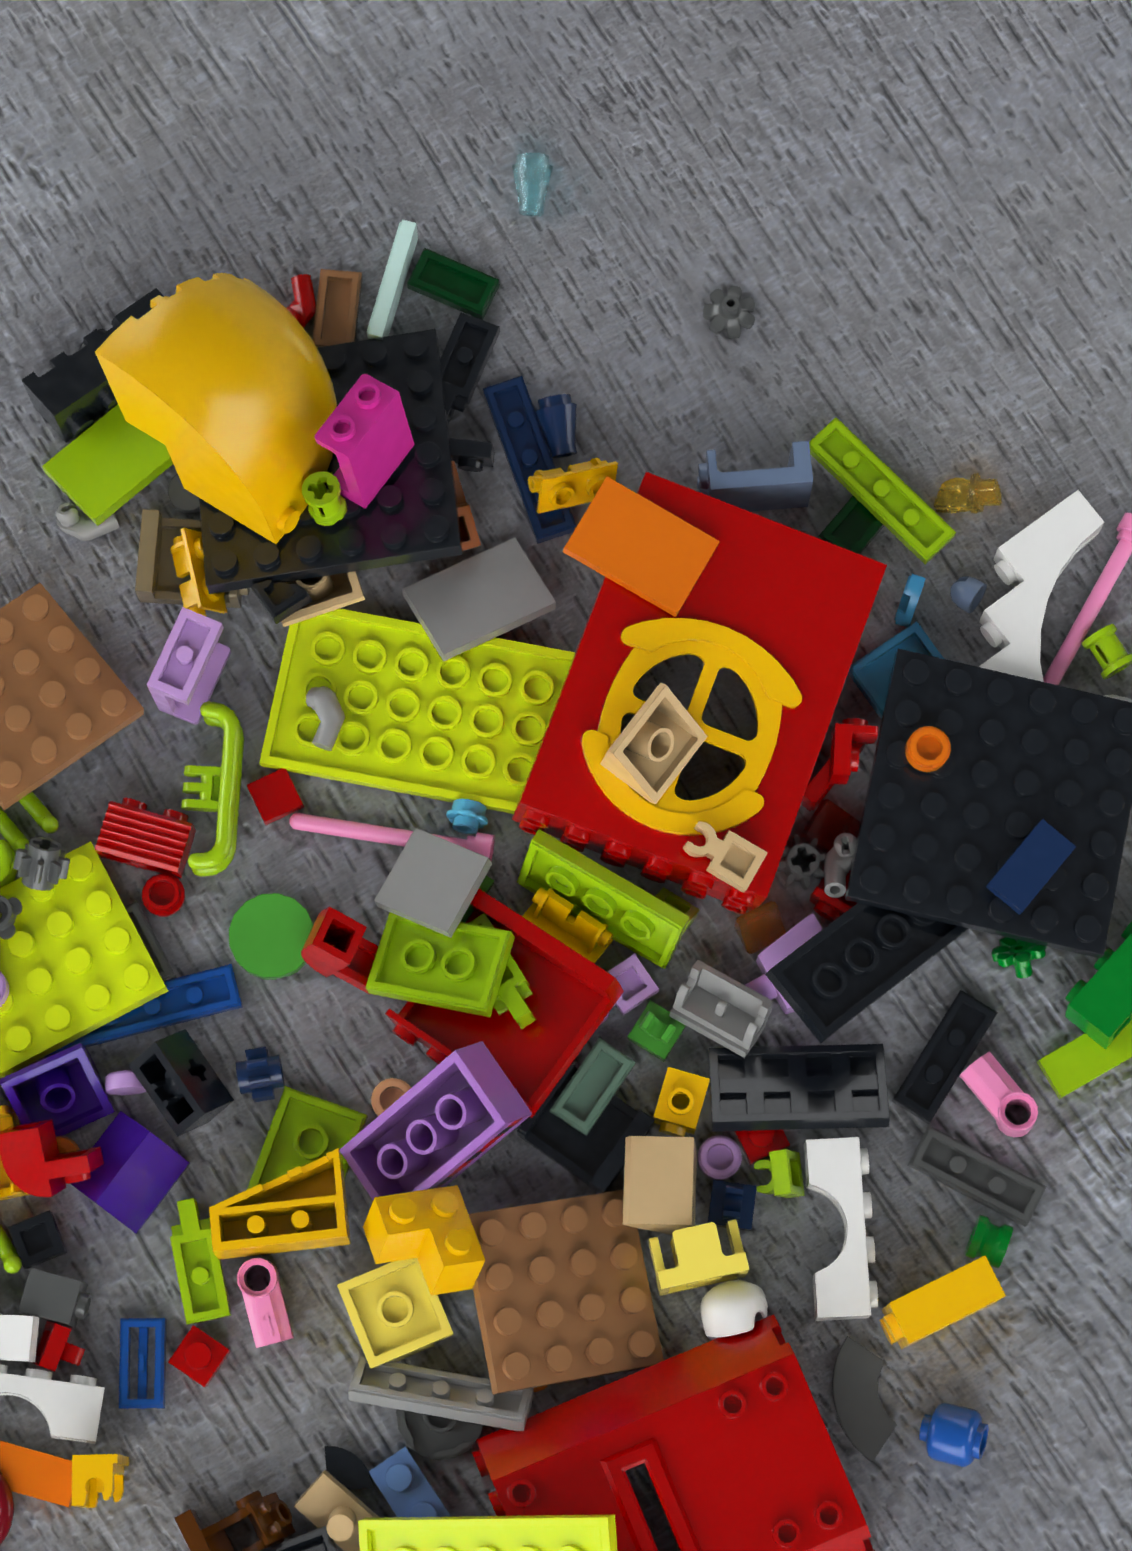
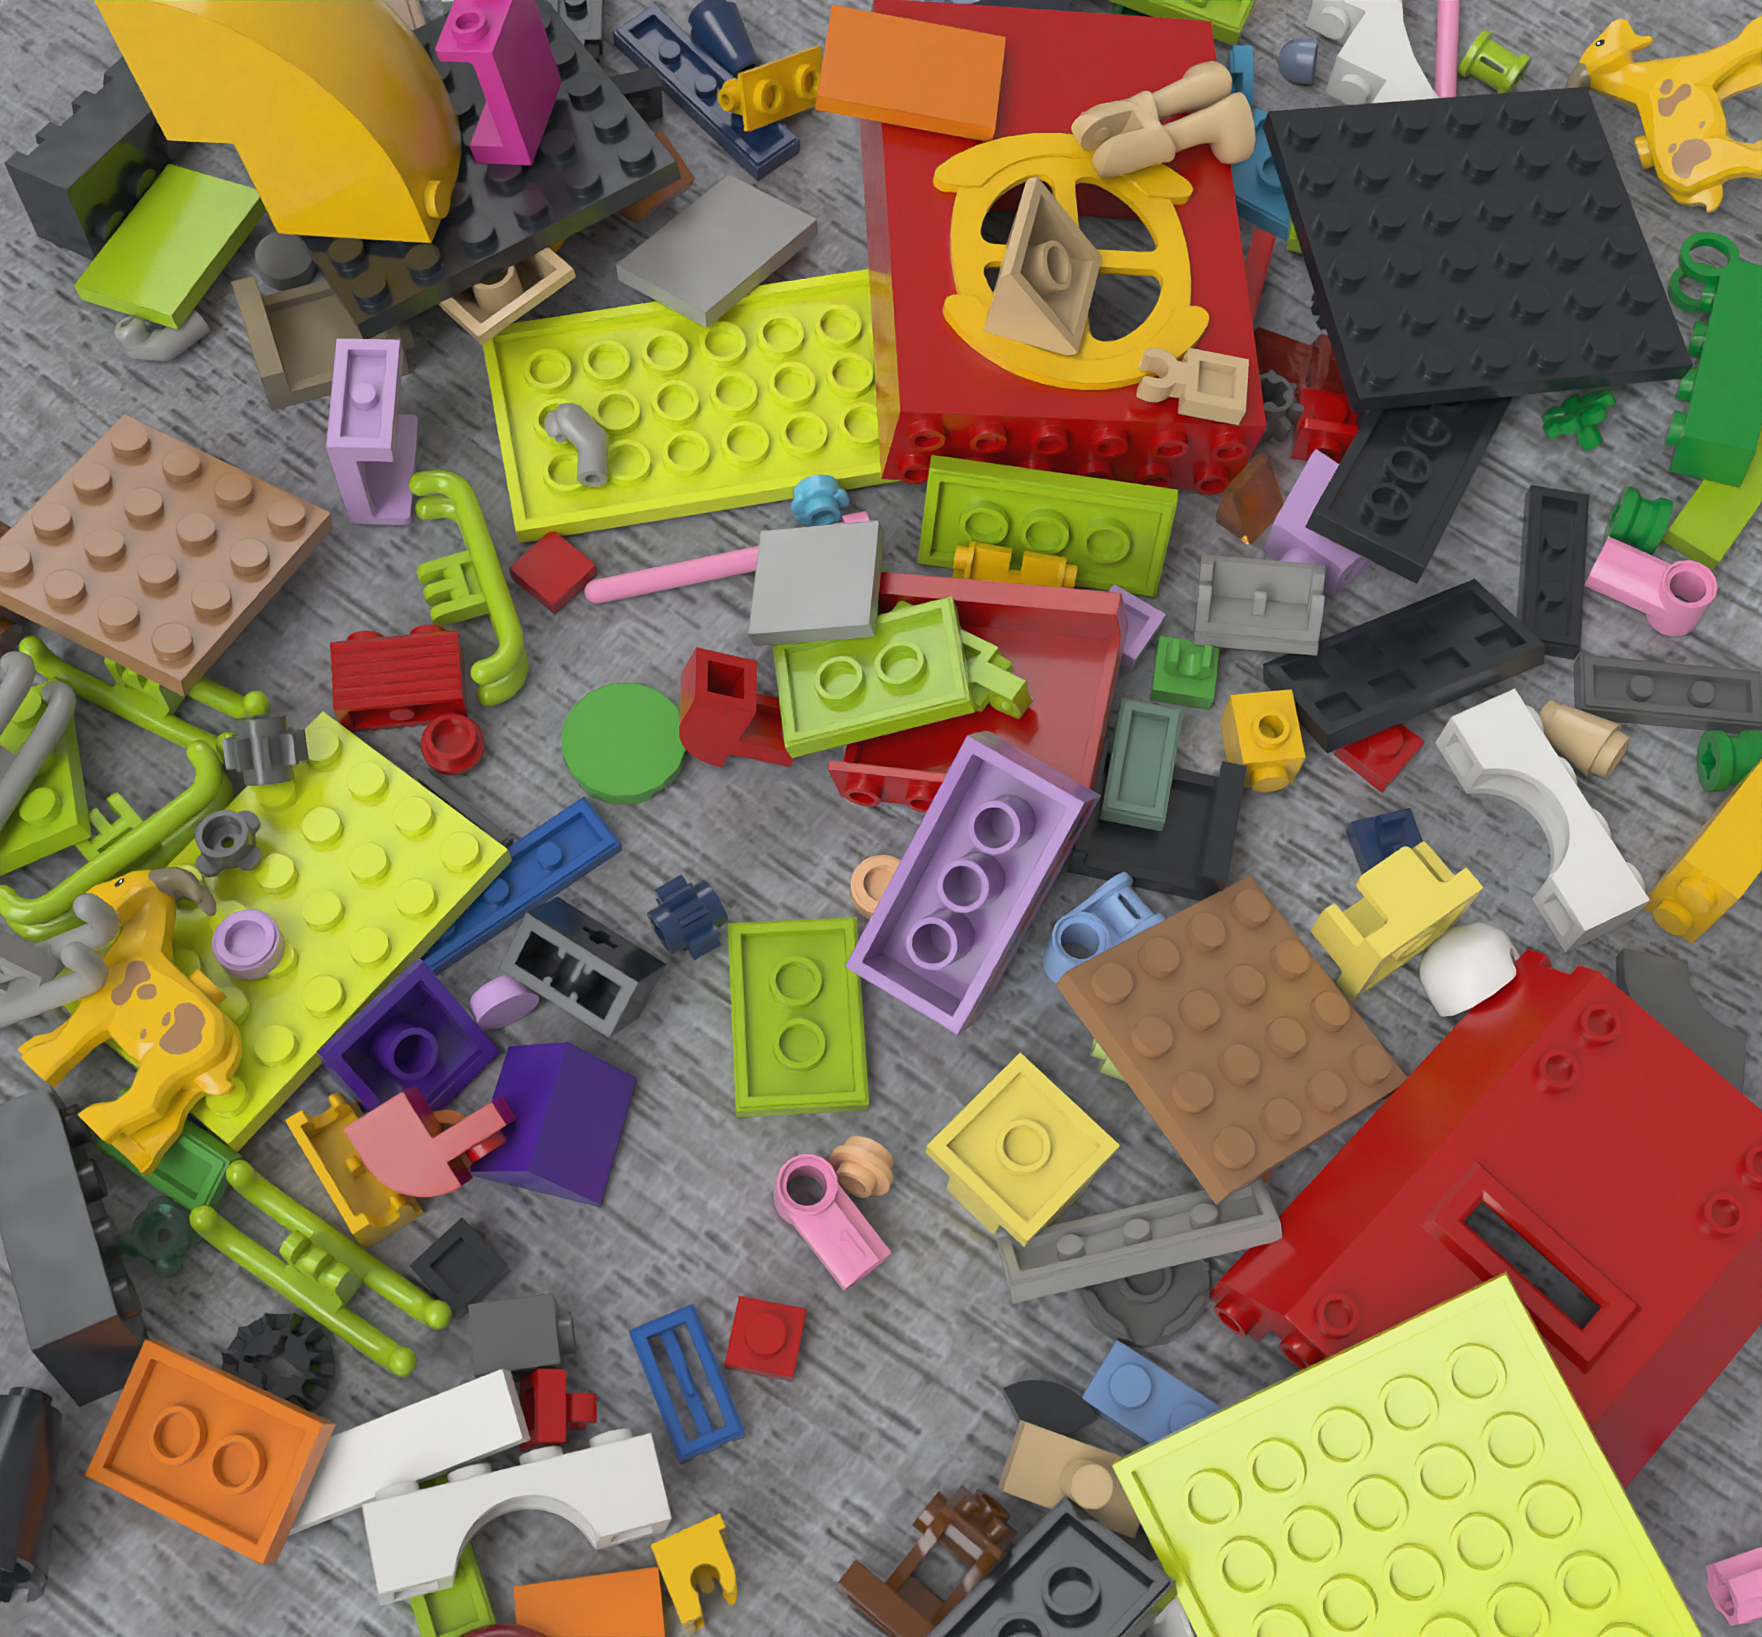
camera: 30 degrees left, 10 degrees down
(189, 560) = (319, 322): yellow hinge -> none
(197, 1267) = (712, 1210): lime hinge -> none
(280, 598) = (465, 308): black tile -> none
(285, 1214) = (811, 1078): yellow wedge -> none
(299, 1277) = (862, 1167): none -> light nougat plate
(319, 497) = (475, 160): lime bush -> none
(430, 1228) = (1030, 1012): yellow brick -> none
(518, 1185) = (1098, 924): none -> light blue piece
(660, 1183) = (1302, 838): tan slope -> none
(719, 1157) = (1341, 795): lavender tile -> none
(776, 645) = (1132, 138): none -> tan piece
(785, 1172) = (1438, 777): lime tile -> none
(838, 864) = (1316, 382): light grey arm -> none
(844, 756) = (1265, 243): red bracket -> none
(897, 1185) = (1584, 739): none -> tan cone
(927, 749) = (1368, 197): orange tile -> none
(1018, 1046) = (1638, 520): none -> green wheel
(1030, 866) = (1561, 286): dark blue tile -> none

